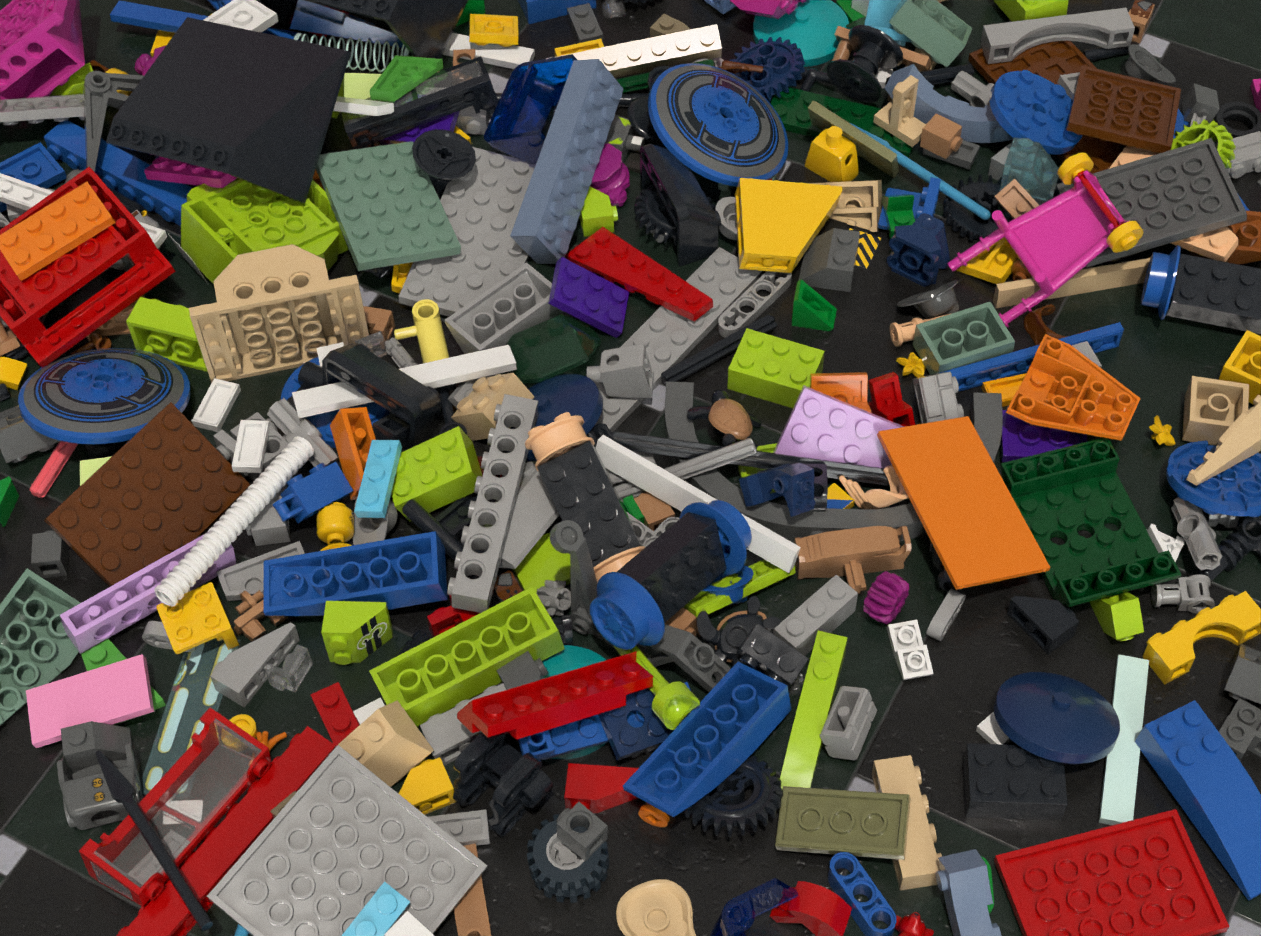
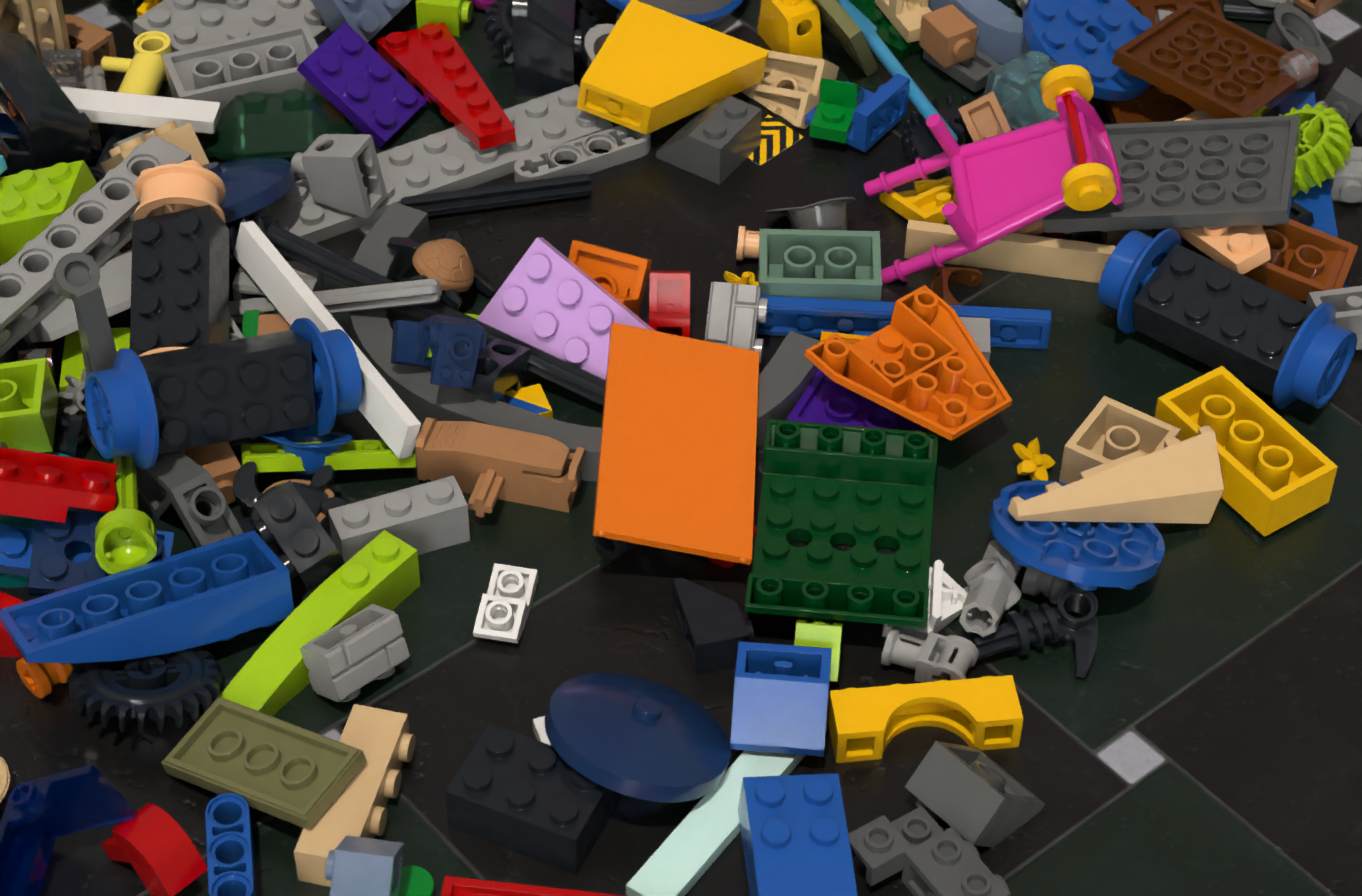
camera: 20 degrees right, 10 degrees down
(773, 367) = (542, 210): lime brick -> none
(811, 309) = (644, 181): green slope -> none
(876, 497) = (569, 405): light nougat helmet -> none
(886, 597) = (508, 527): magenta gear -> none
(919, 250) = (831, 150): dark blue piece -> none
(946, 614) = (580, 577): light grey beam -> none
(1126, 659) = (780, 698): none -> slope
(1174, 92) = (1299, 65): none -> clear piece

